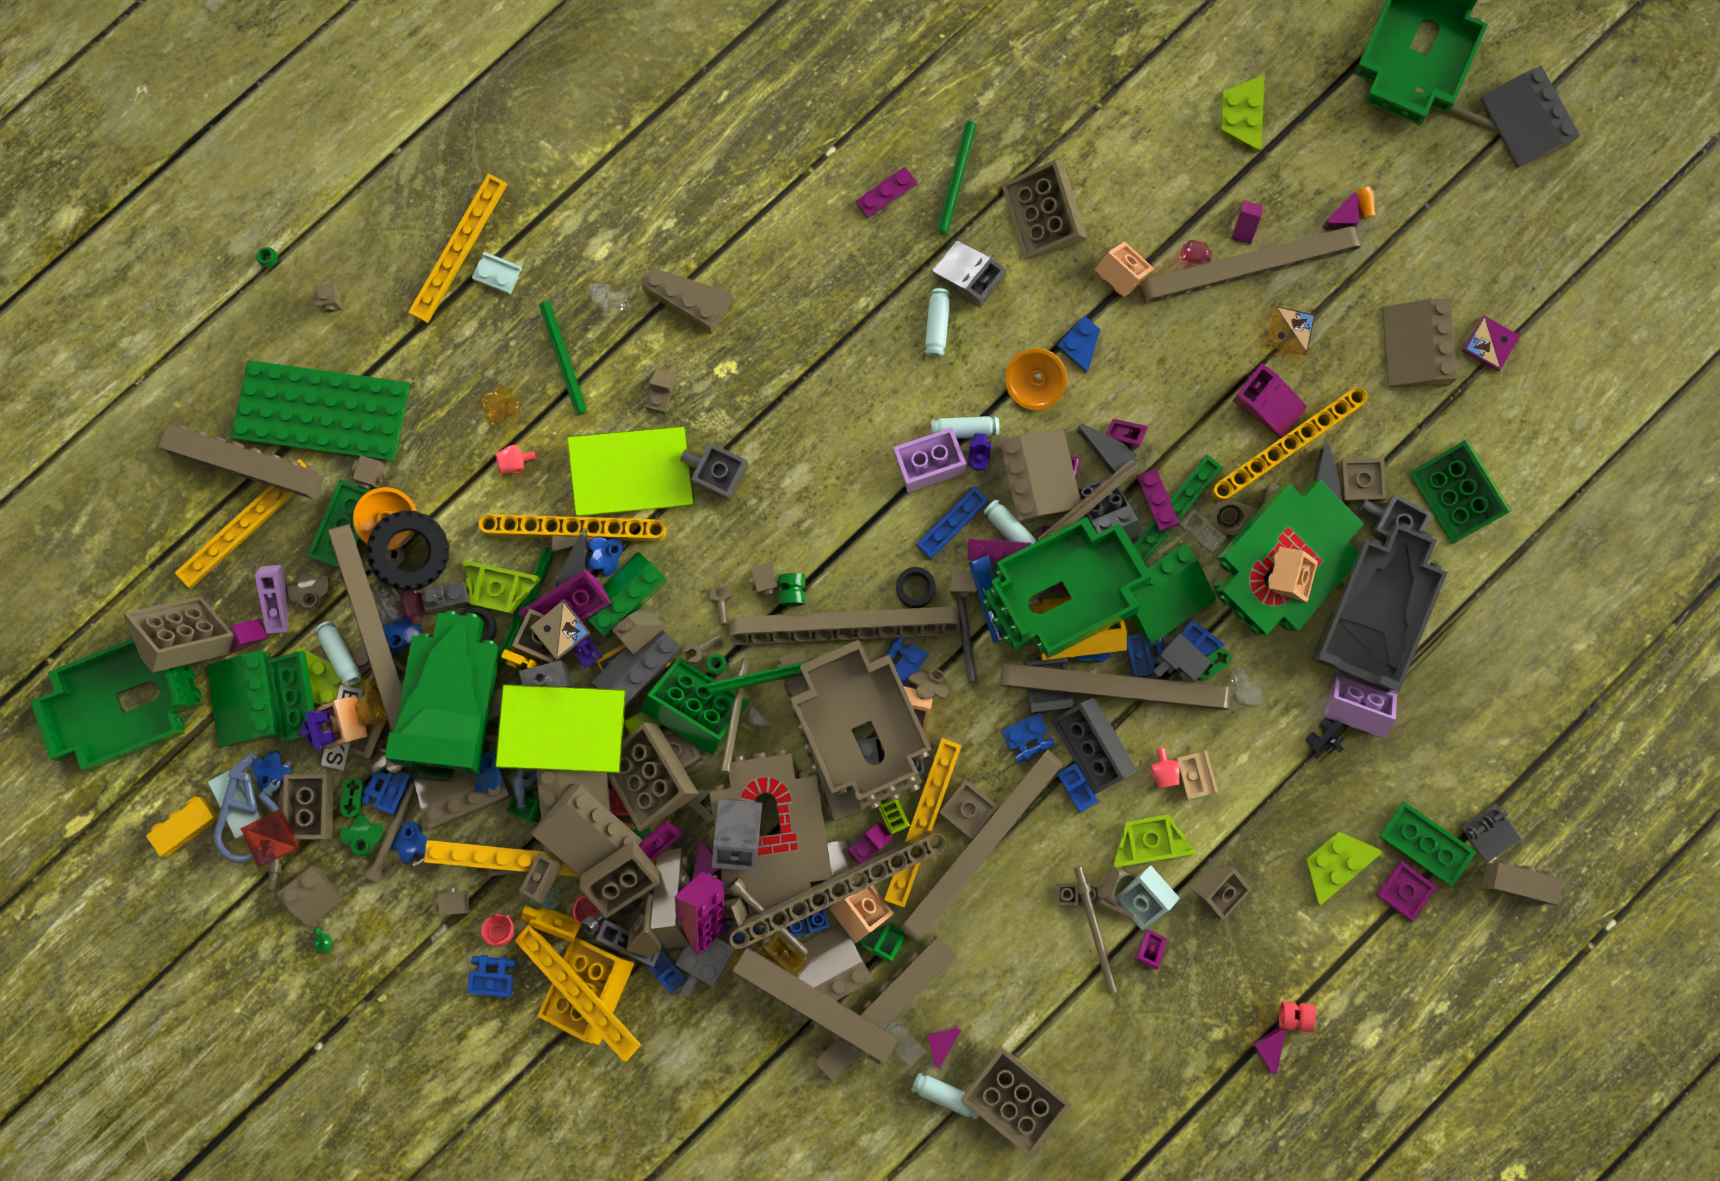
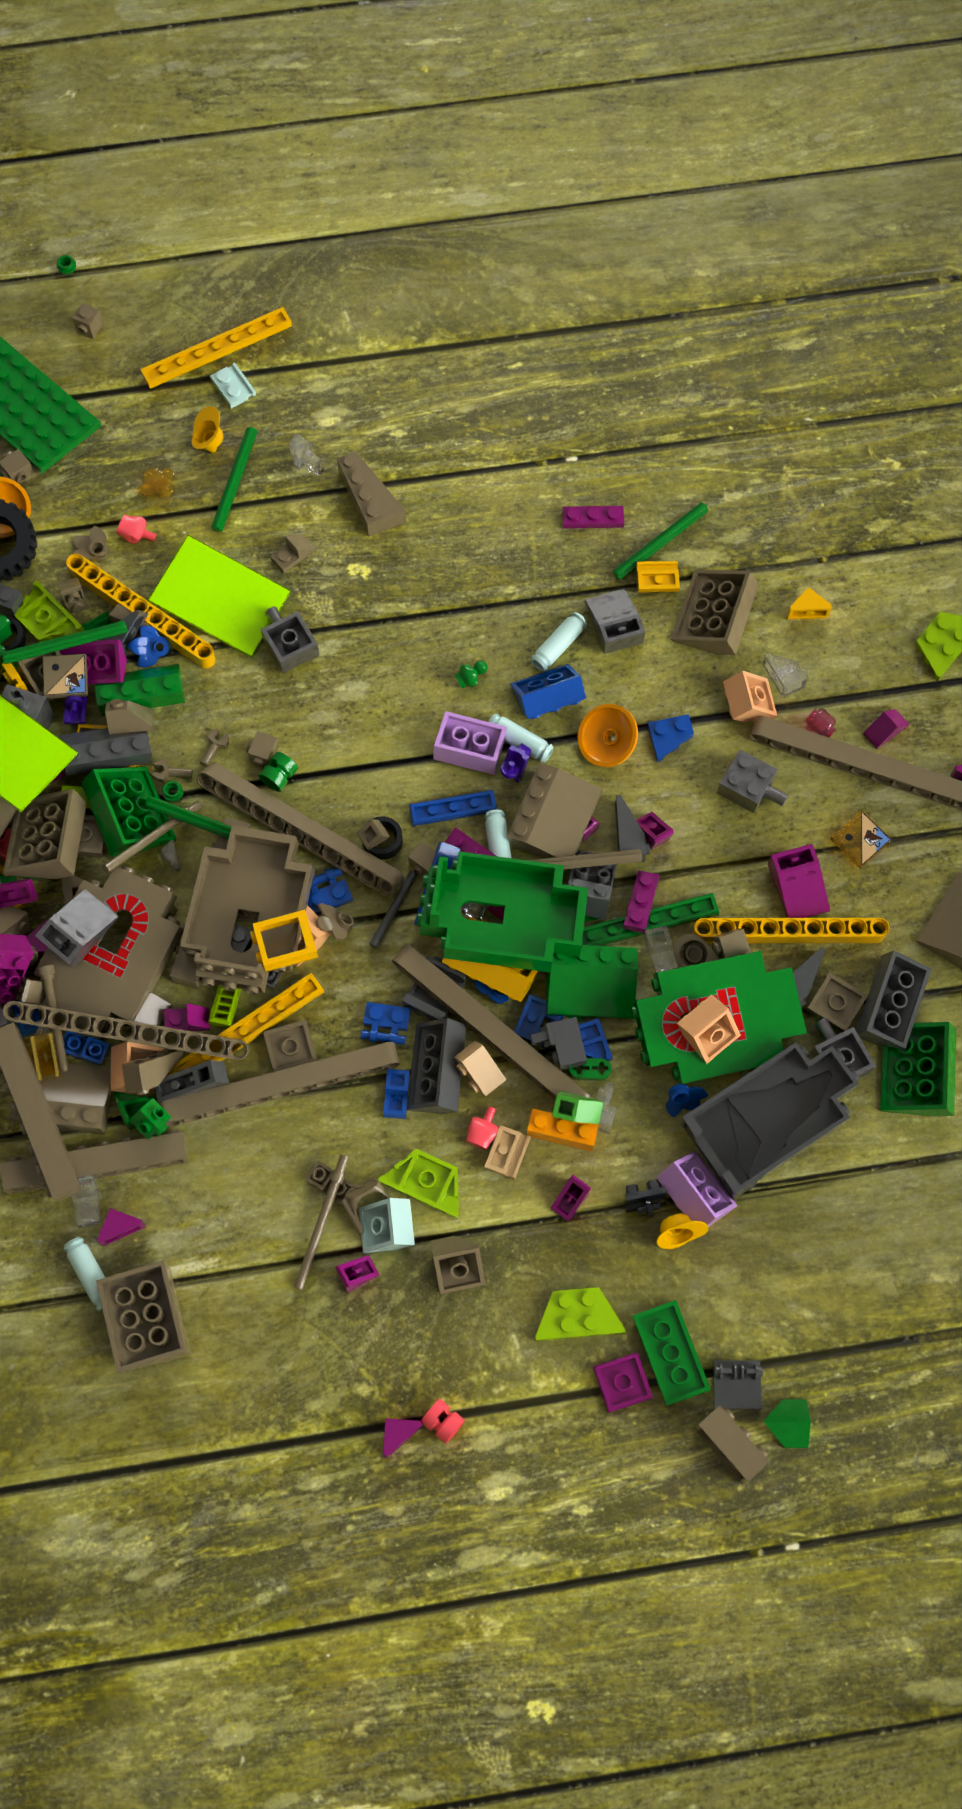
camera: 30 degrees right, 10 degrees down
(483, 498) = (89, 545): none -> dark tan plate
(507, 553) = (73, 595): none -> dark tan slope
(508, 330) = (206, 430): none -> yellow piece
(540, 603) = (64, 642): none -> green axle
(878, 909) = (149, 1070): none -> dark tan slope
(886, 401) = (469, 676): none -> green animal
(908, 945) = (151, 1119): none -> green brick
(909, 591) = (372, 833): none -> dark tan slope
(915, 892) = (192, 1080): none -> dark grey slope
(929, 715) = (290, 958): none -> yellow window
(959, 371) = (548, 691): none -> blue slope
(977, 211) = (658, 576): none -> yellow plate
(1117, 155) = (809, 606): none -> yellow slope
(1131, 725) = (479, 1068): none -> tan brick
(1138, 229) = (785, 674): none -> clear slope
(1174, 342) = (749, 782): none -> flat silver brick
(1227, 728) = (561, 1131): none -> light orange brick
(1231, 706) = (577, 1108): none -> bright green slope
(1256, 490) = (730, 943): none -> dark tan brick
(1270, 777) = (571, 1198): none -> magenta slope
(1301, 638) = (684, 1098): none -> blue plate
(1368, 745) = (679, 1230): none -> yellow piece
(1407, 449) = (893, 1000): none -> dark grey slope
(1550, 833) = (790, 1423): none -> green slope

